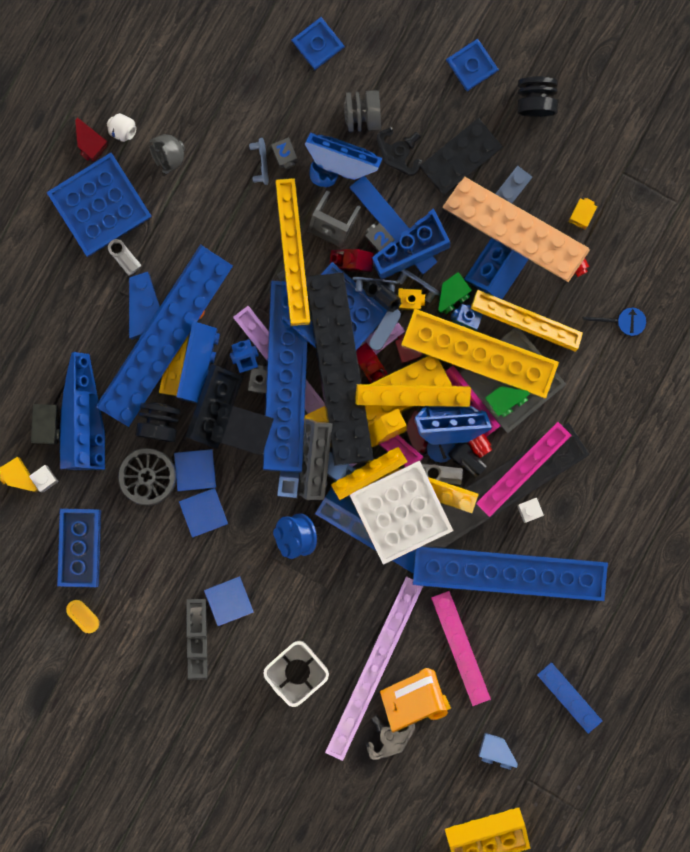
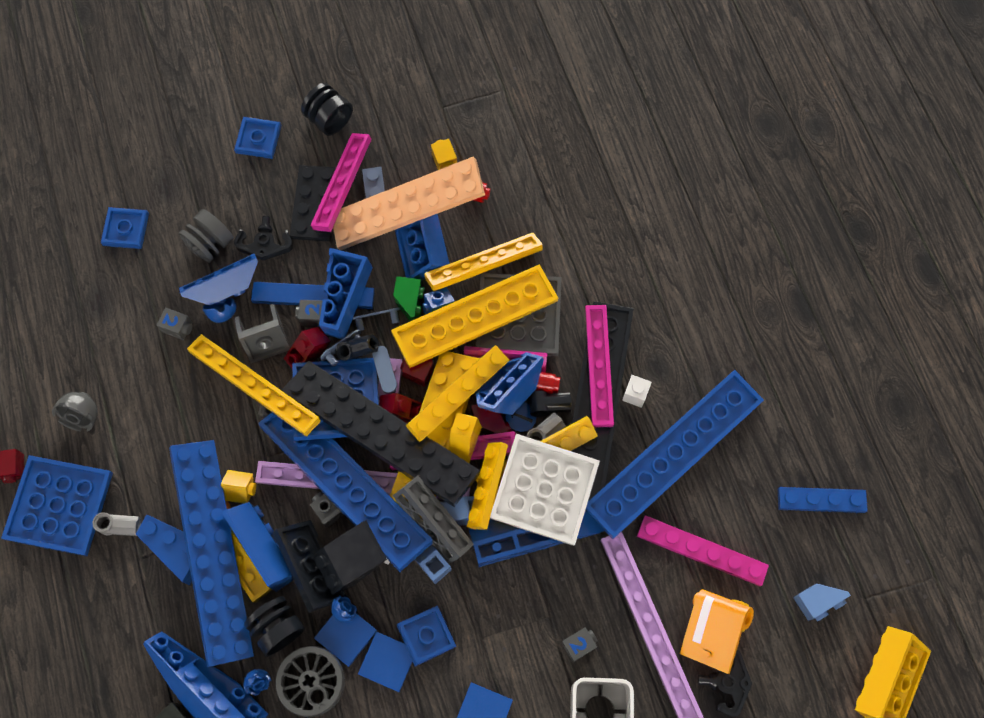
camera: 45 degrees left, 15 degrees down
(116, 443) = (256, 681): none -> blue plate
(121, 127) = (20, 429): white head -> none
(207, 455) = (343, 609): none -> blue plate
(219, 310) = (238, 486): none -> yellow brick
(241, 521) = (426, 635): none -> blue tile
(244, 355) = (294, 501): blue brick -> none
(264, 169) = (176, 356): sand blue piece -> none
(296, 535) = (482, 598): blue wheel -> none
(326, 623) = (580, 644): none -> dark grey brick
(406, 304) = (385, 337): yellow brick -> none
(492, 162) = (341, 182): none -> dark pink plate
(504, 399) = (528, 329): green slope -> none
(630, 321) = (557, 194): blue piece -> none

